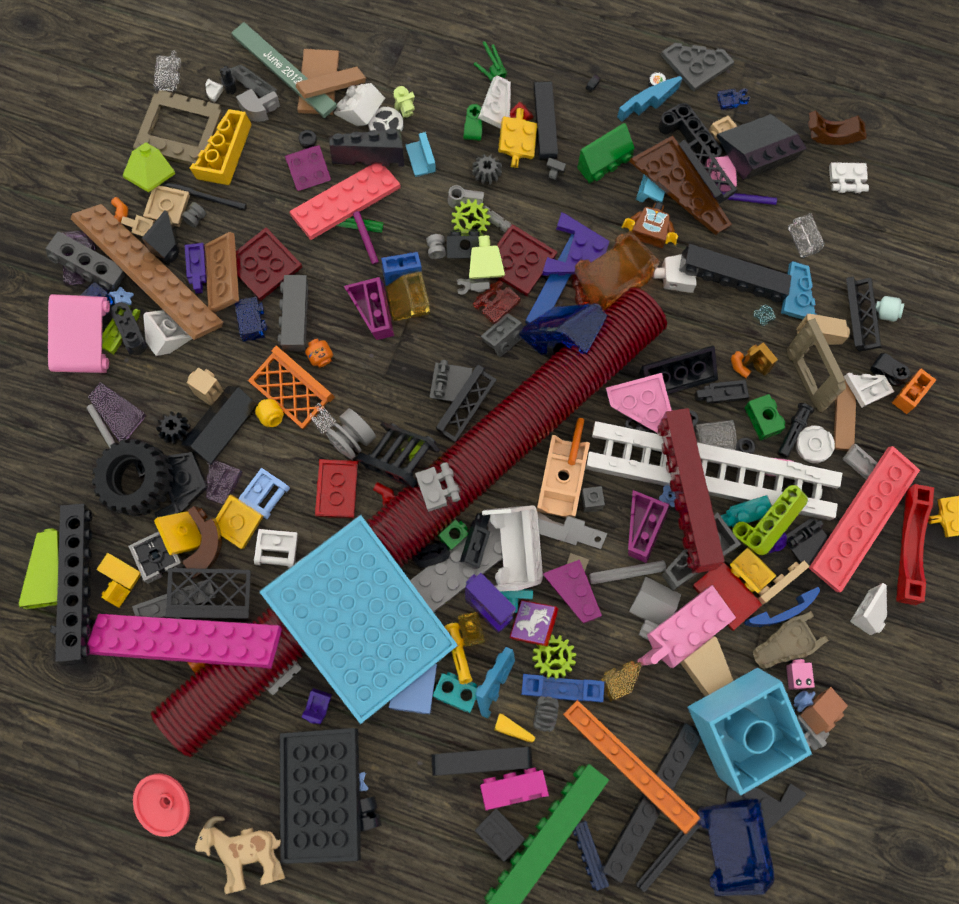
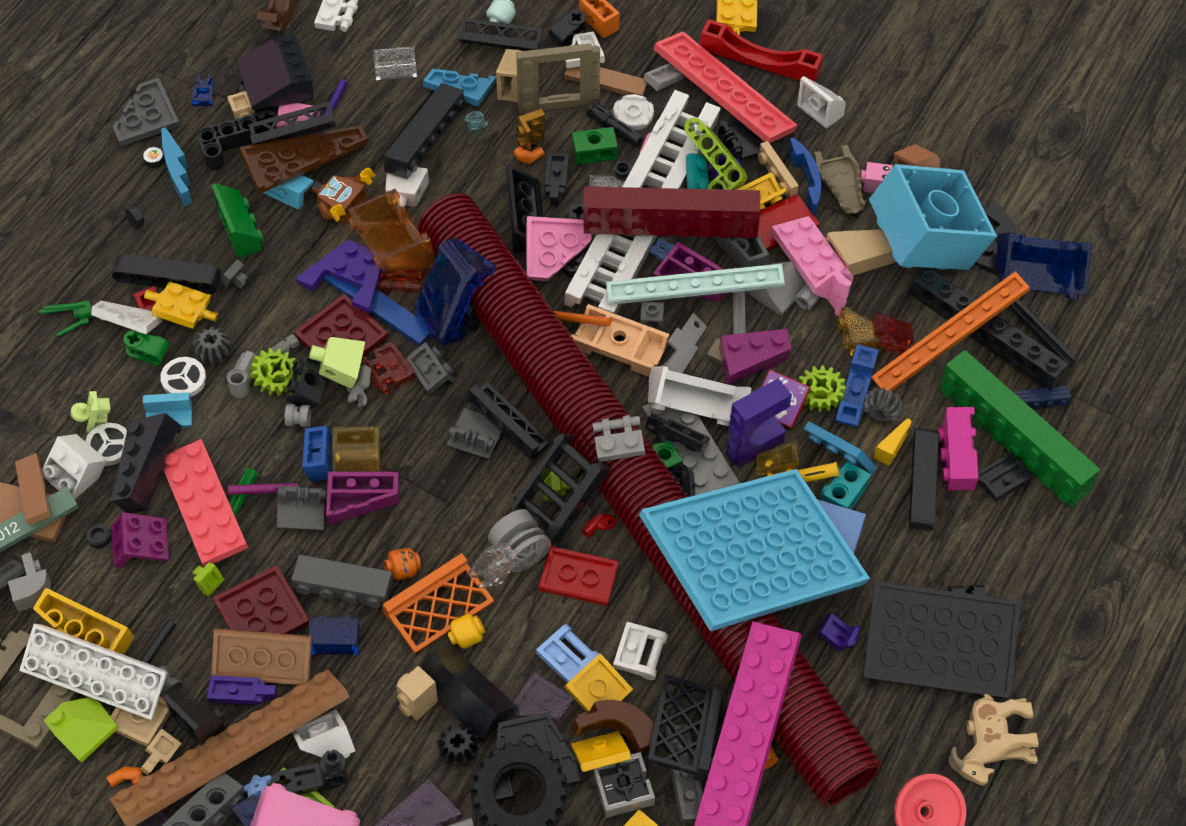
camera: 75 degrees left, 15 degrees down
(186, 162) = (93, 671): none -> white plate
(282, 219) = (207, 578): none -> lime tile
(354, 267) = (300, 508): none -> dark grey hinge
(455, 158) = (183, 376): none -> white tile
(627, 528) = (695, 284): none -> light aqua tile
(630, 714) = (893, 333): none -> clear red plate

